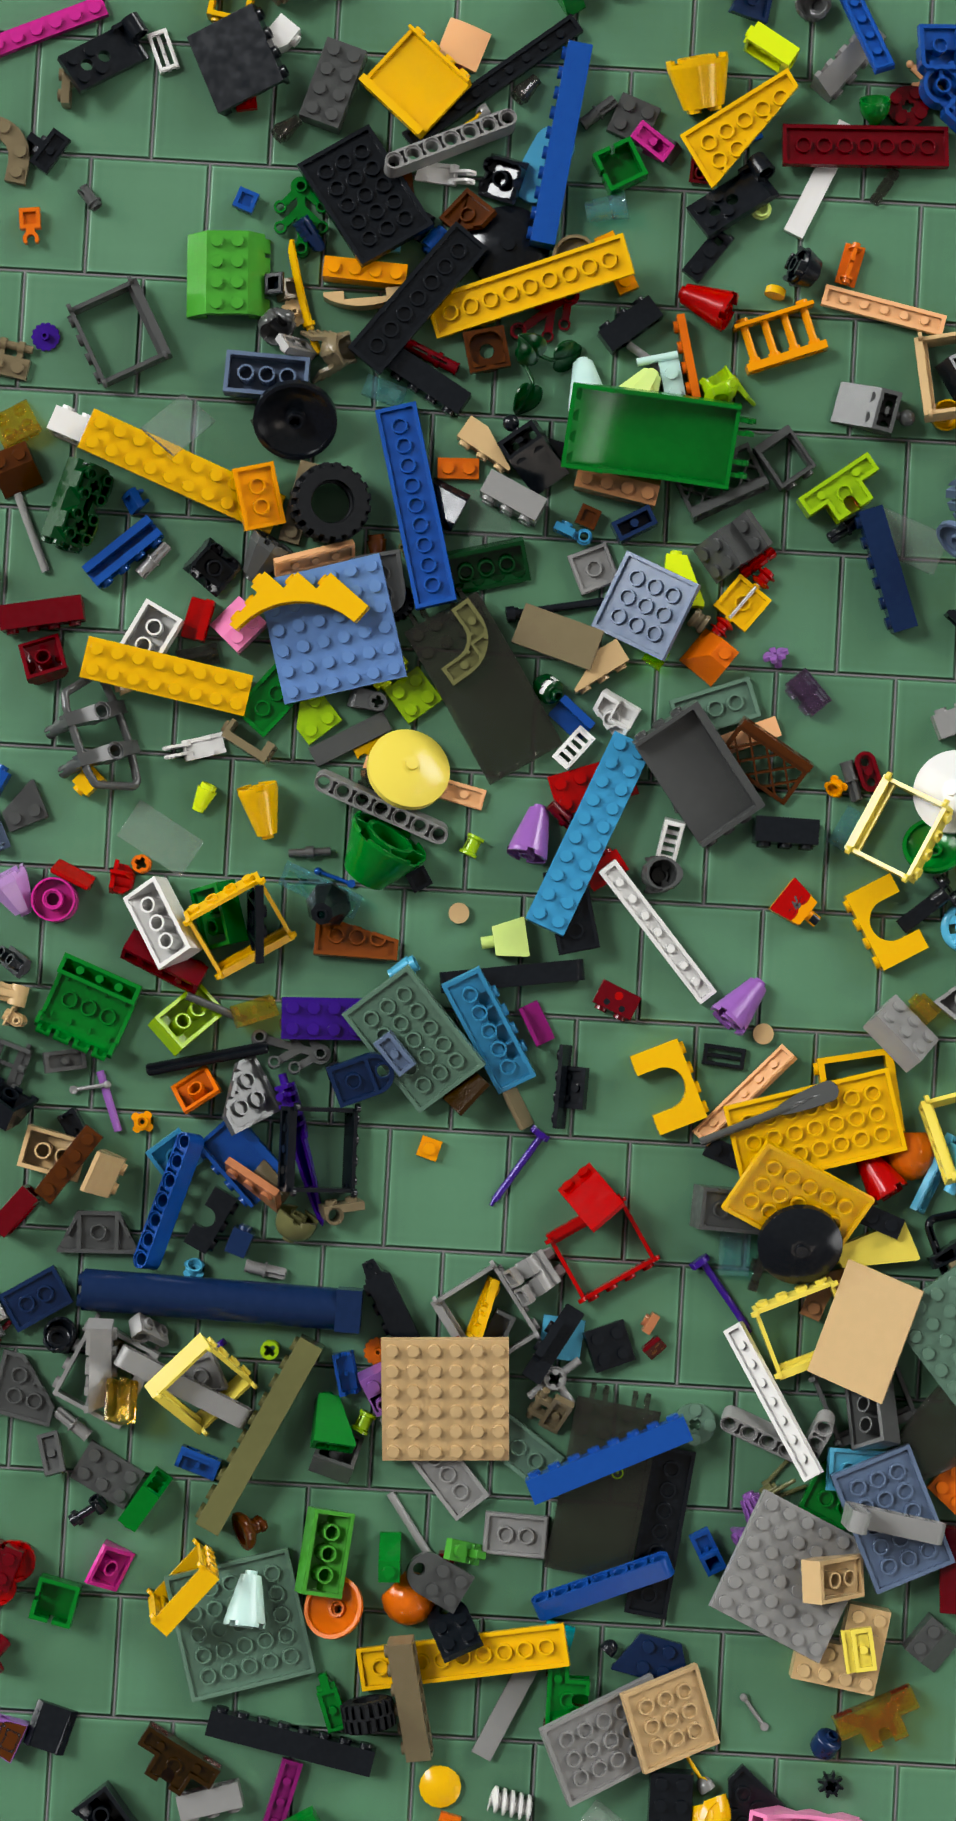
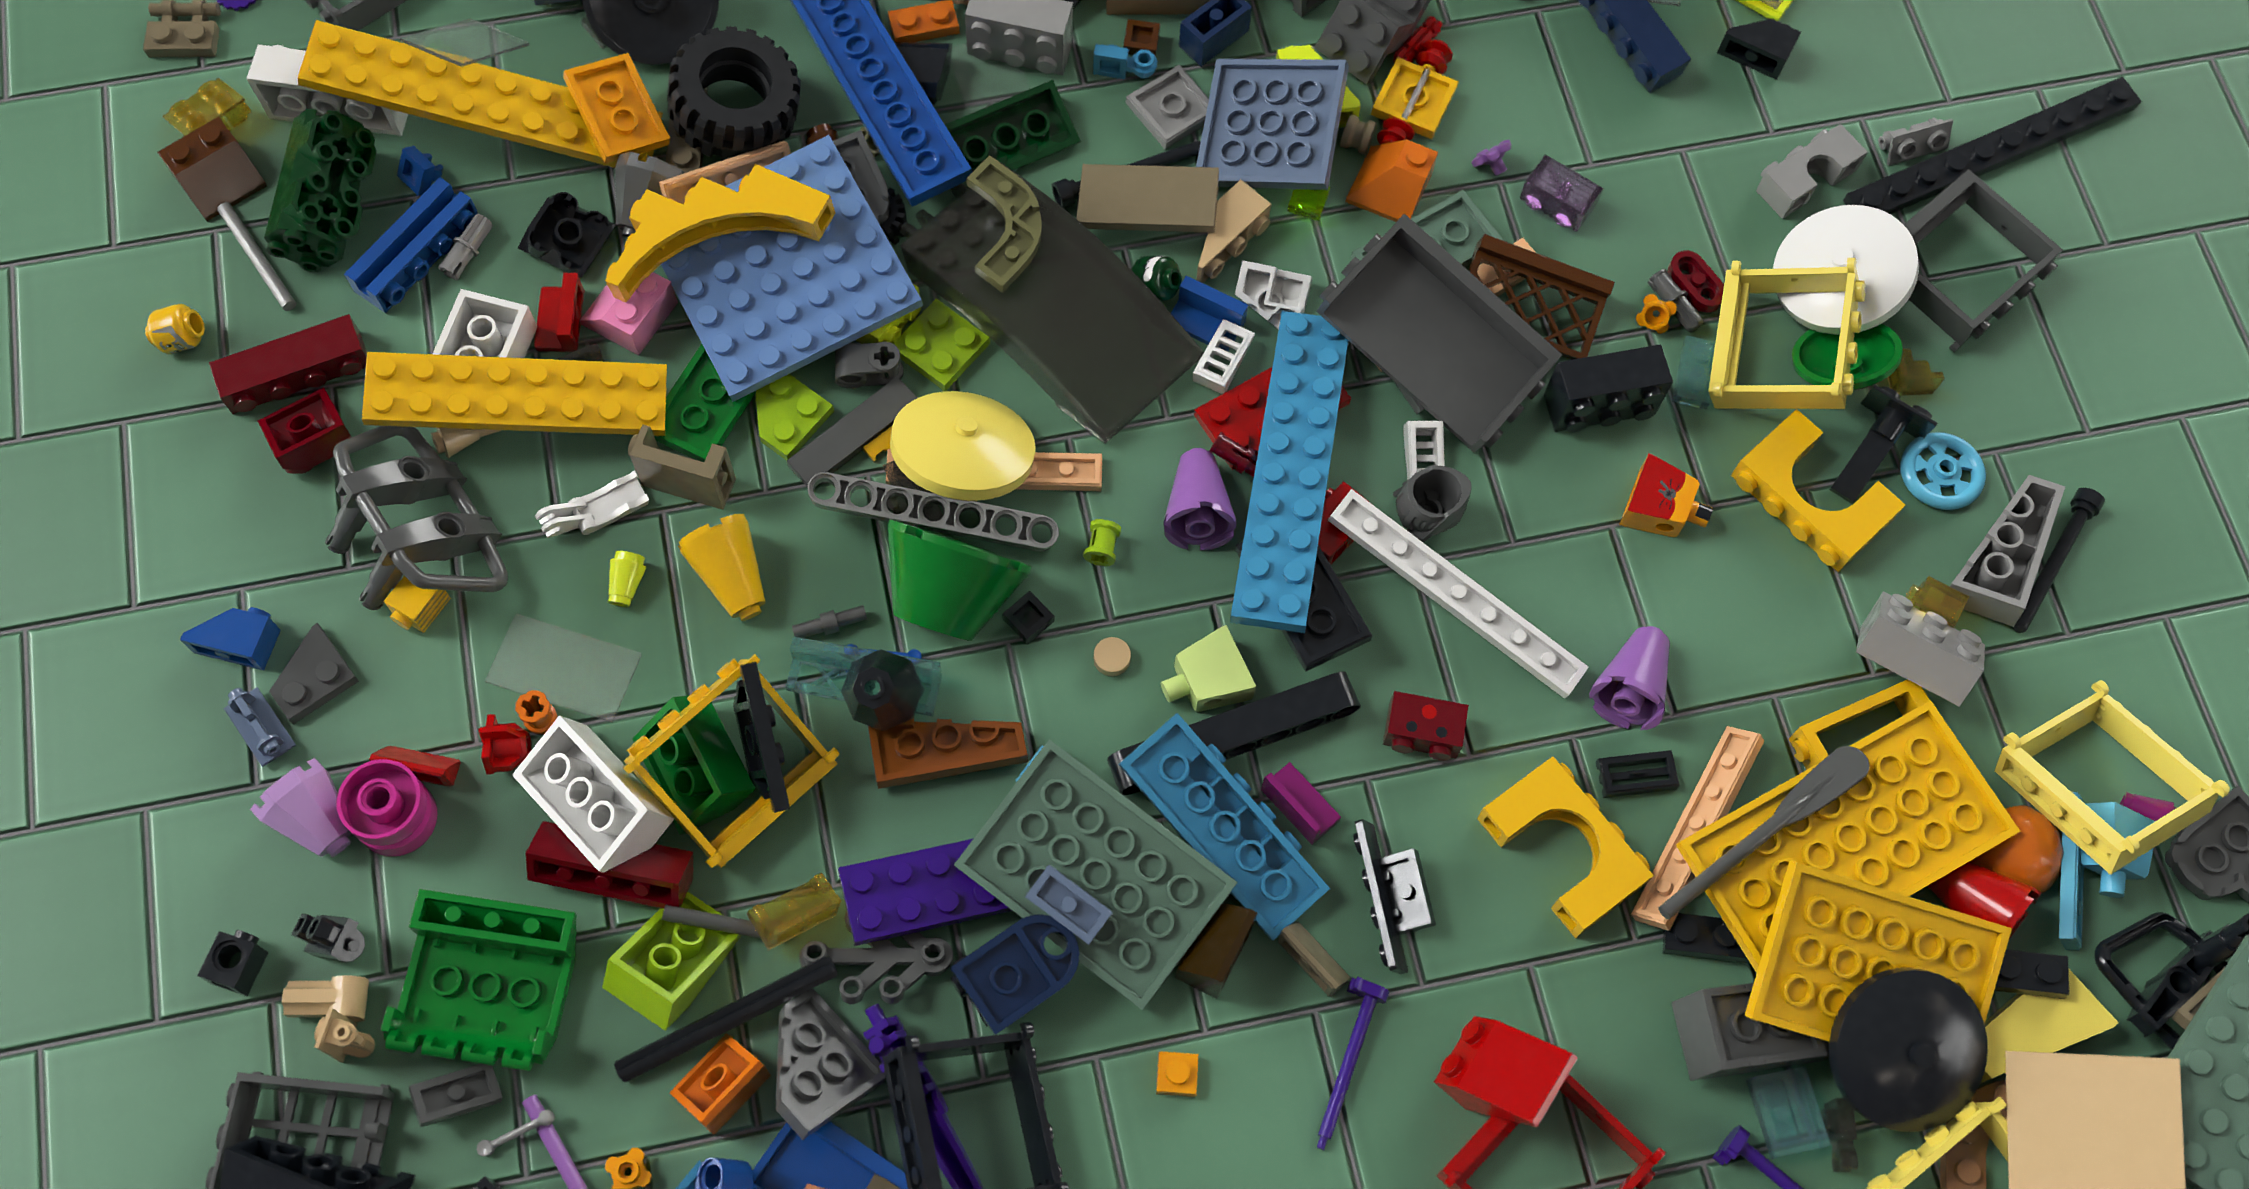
camera: 20 degrees left, 20 degrees down
(763, 1033) = (1688, 719): tan tile -> none

